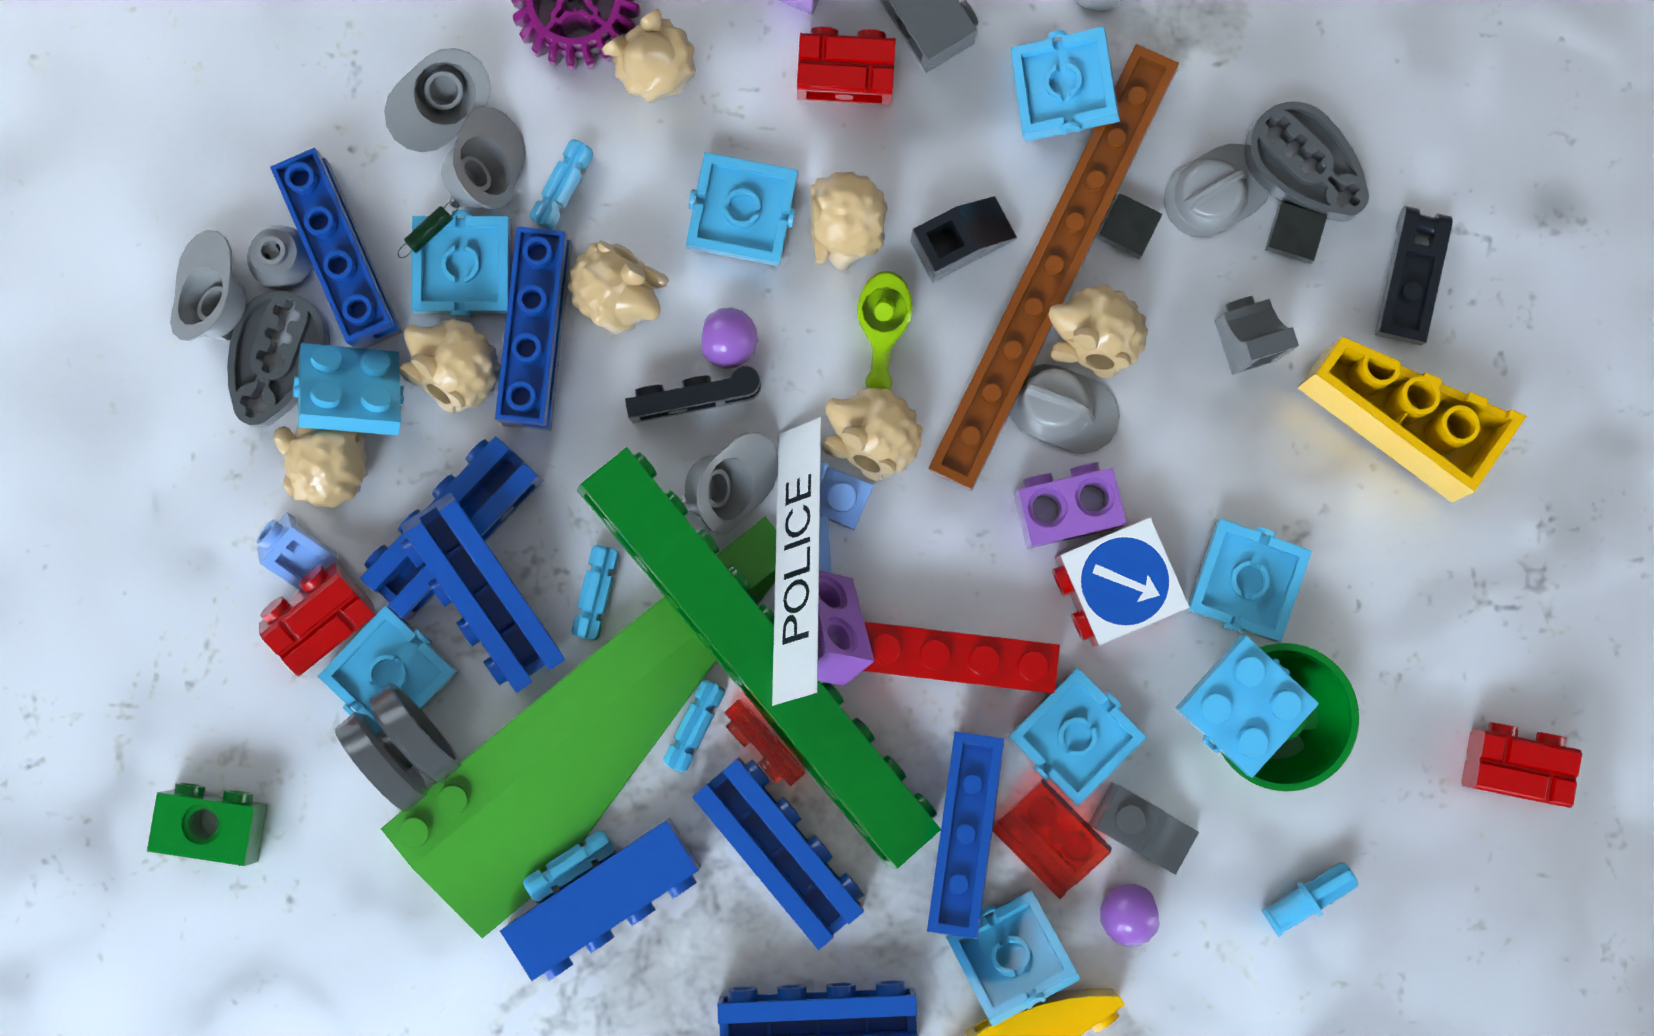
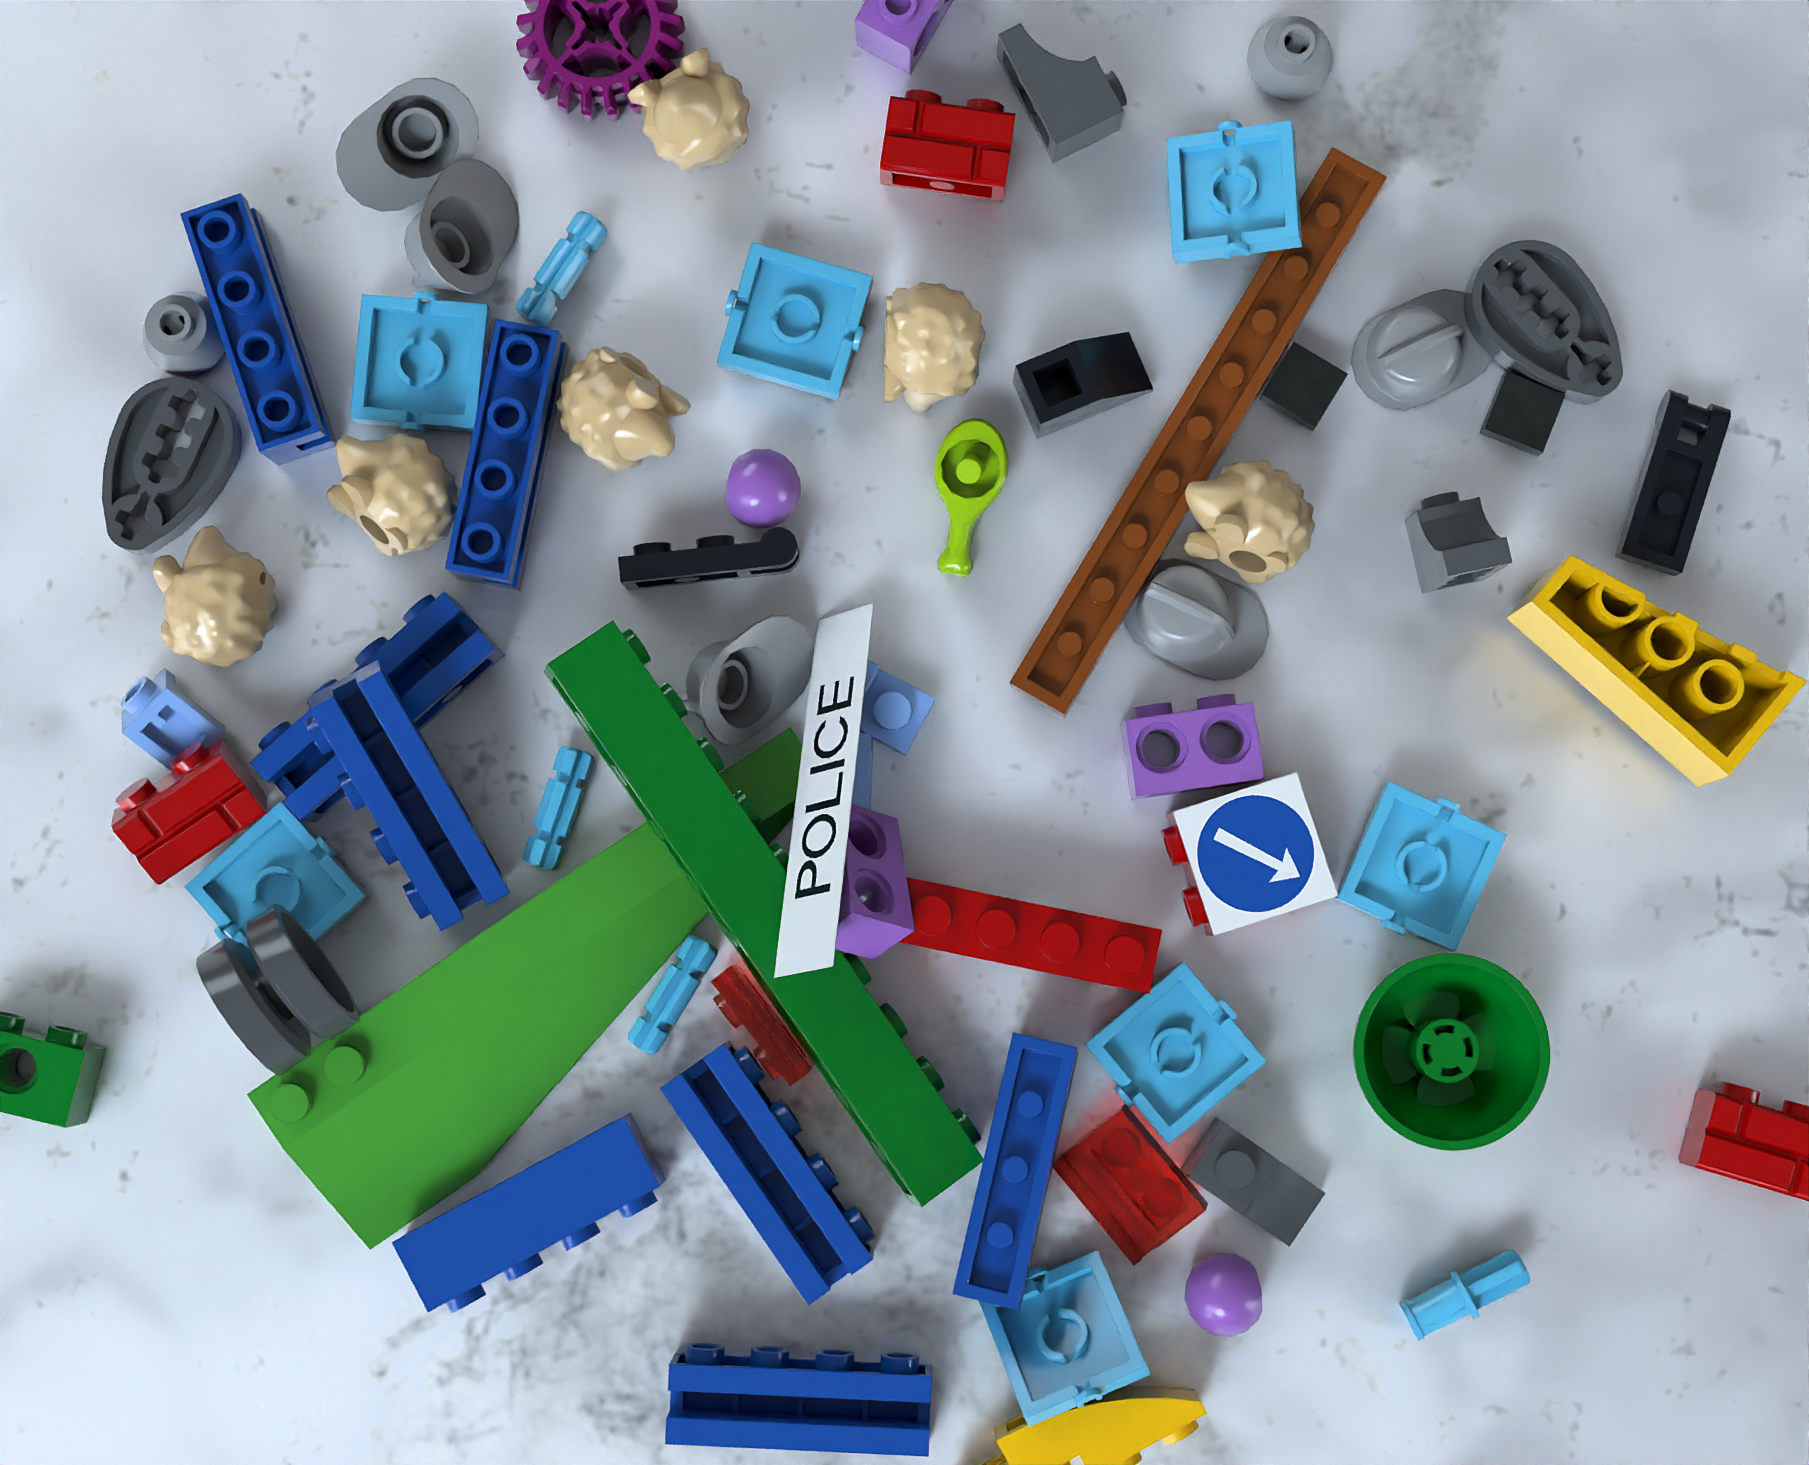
camera: 10 degrees right, 0 degrees up
(206, 294) = (83, 373): light grey piece -> none
(348, 389) = (257, 514): medium azure plate -> none
(428, 229) = (380, 312): dark green piece -> none
(569, 866) = (491, 1165): medium azure axle -> none
(873, 432) = (941, 628): tan animal -> none
(1246, 706) = (1401, 1032): medium azure plate -> none

